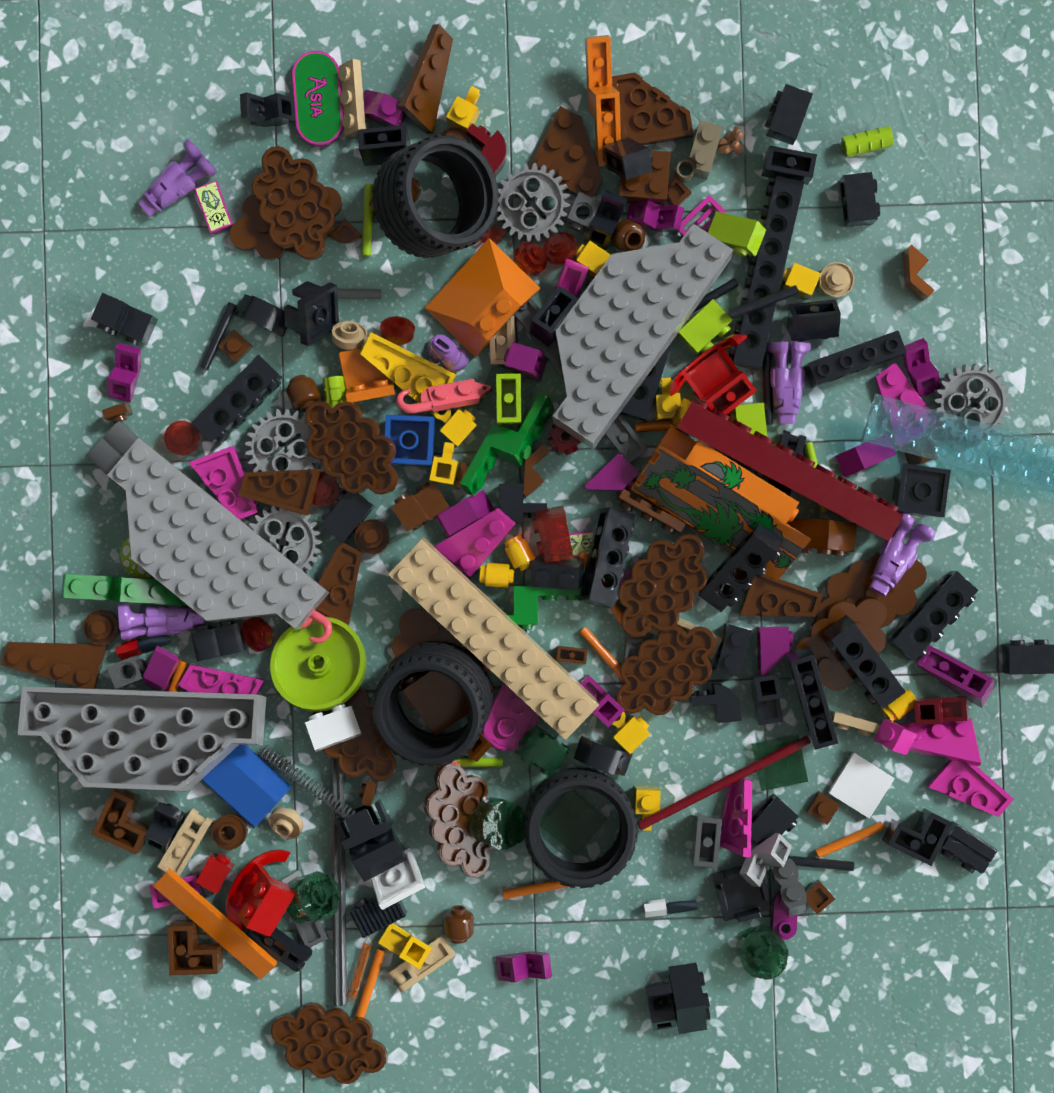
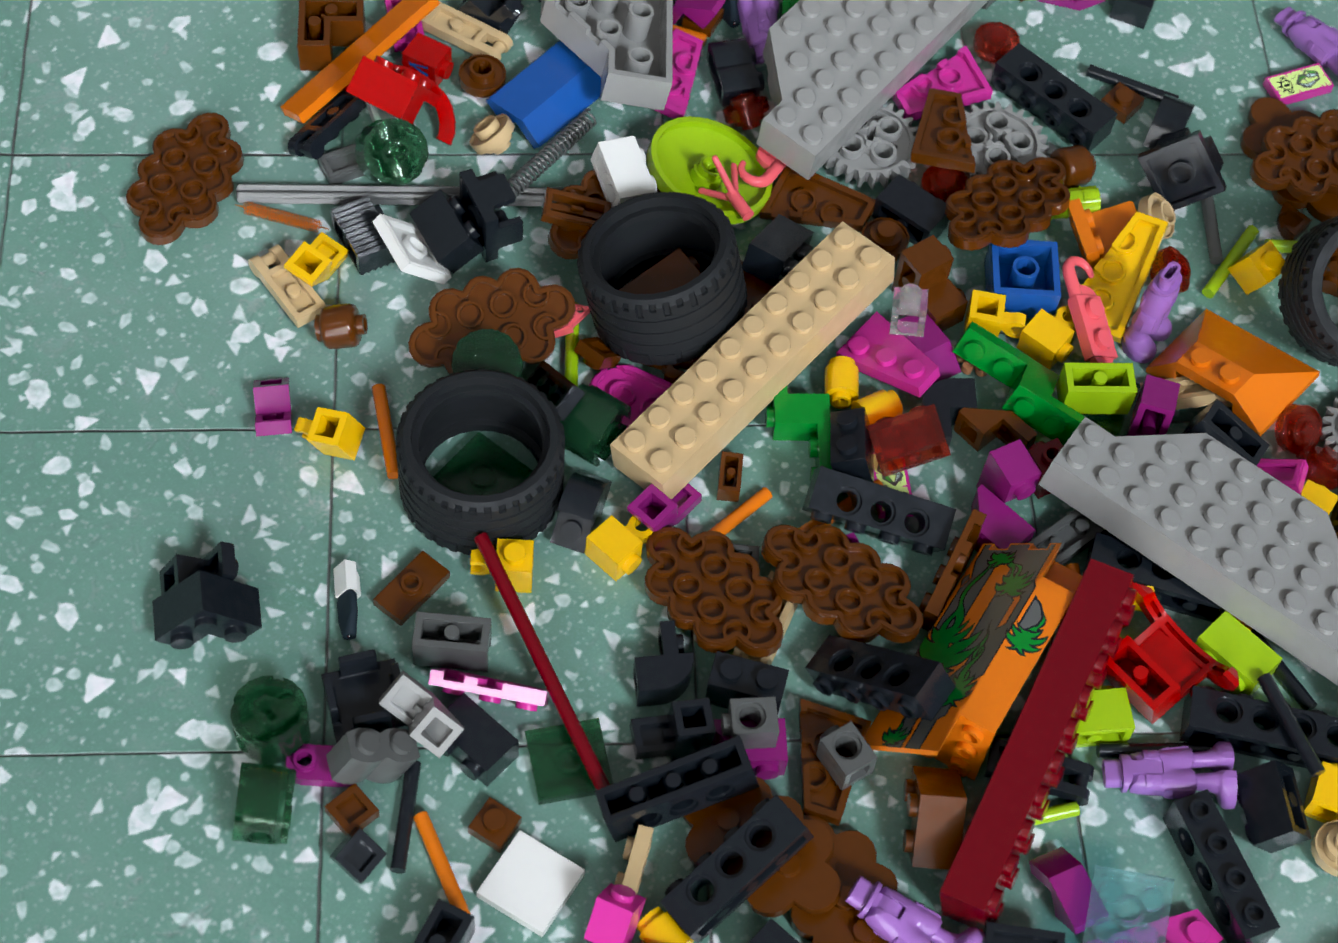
camera: 85 degrees right, 30 degrees down
(347, 649) = (732, 187): none -> coral plant
(362, 783) = (574, 216): none -> reddish brown tile
(368, 792) = (534, 230): reddish brown plate -> none
(370, 982) = (262, 228): orange bar -> none
(380, 283) = (1233, 256): none -> lime bar
(389, 616) = (777, 250): none -> black brick
(394, 266) = (1257, 267): none -> yellow brick
(448, 527) = (909, 301): none -> clear brick
(496, 234) = (1320, 391): clear red tile -> none
(520, 778) = (557, 388): none -> black tile
(549, 926) = (332, 432): none -> yellow brick
(581, 466) = (1010, 472): none -> magenta slope
(659, 865) = (411, 588): none -> reddish brown plate
(764, 643) = (762, 712): none -> dark grey brick
(795, 585) = (846, 770): none -> dark grey brick
(821, 954) = (263, 804): none -> clear green brick
(847, 892) = (358, 855): none -> black plate

